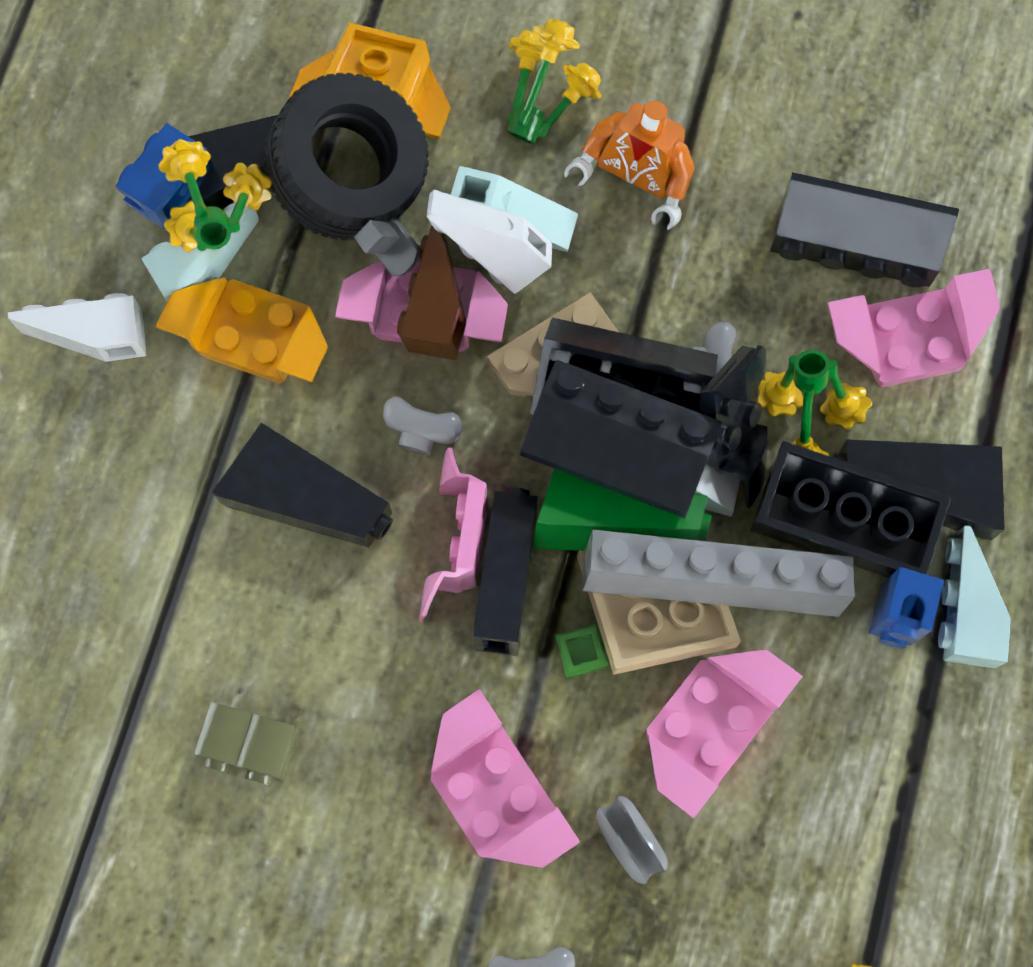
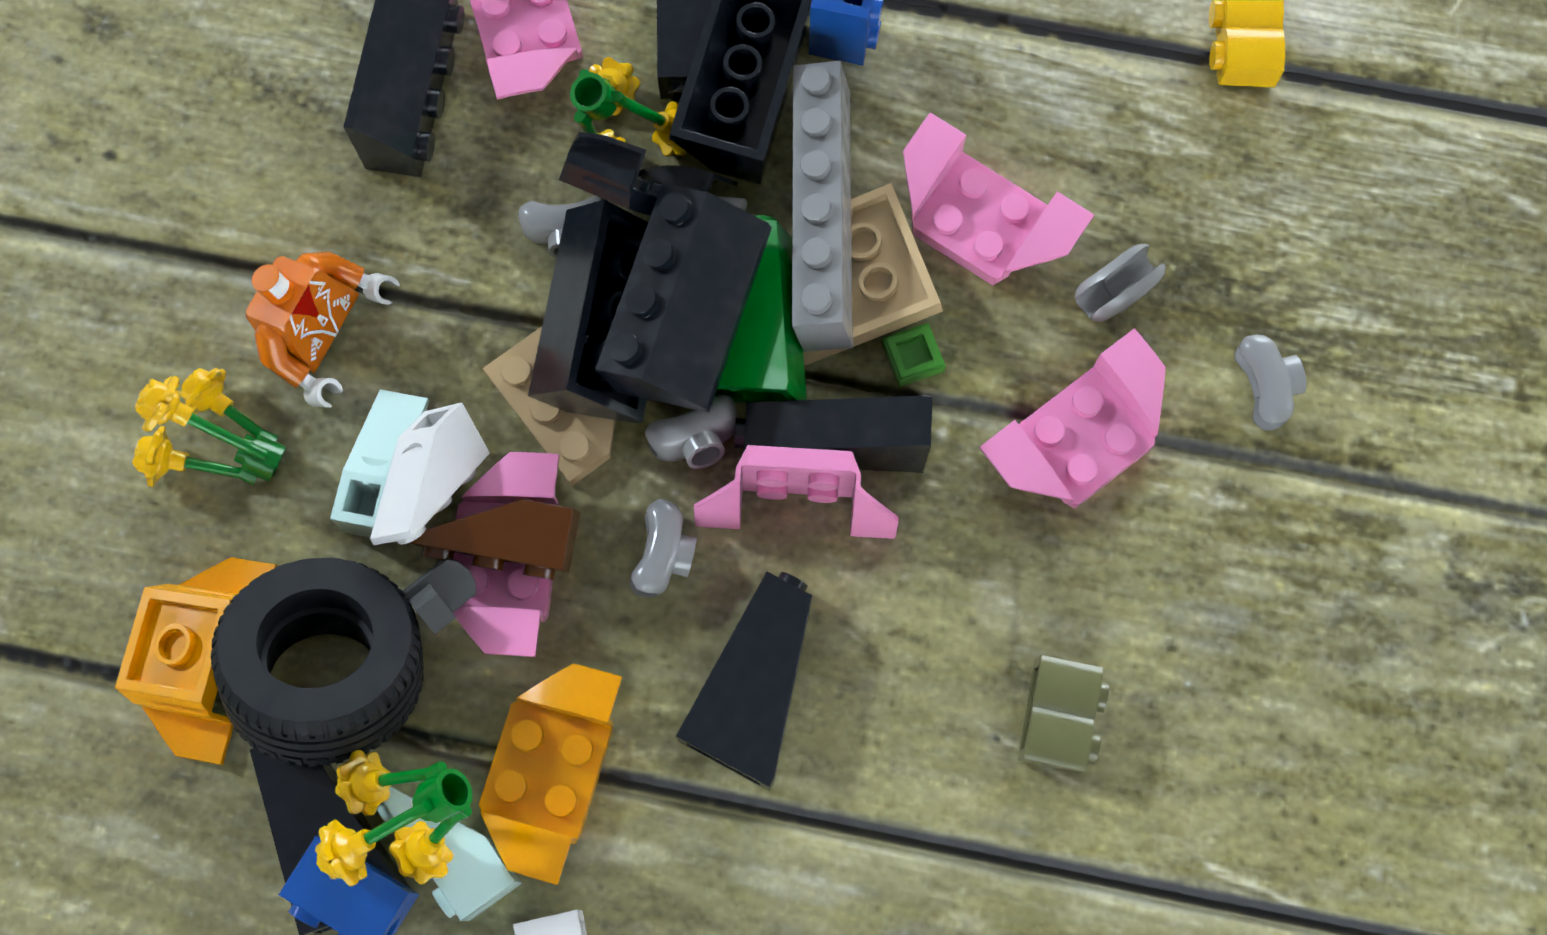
camera: 95 degrees left, 0 degrees up
(509, 464) = (694, 435): none -> light grey piece

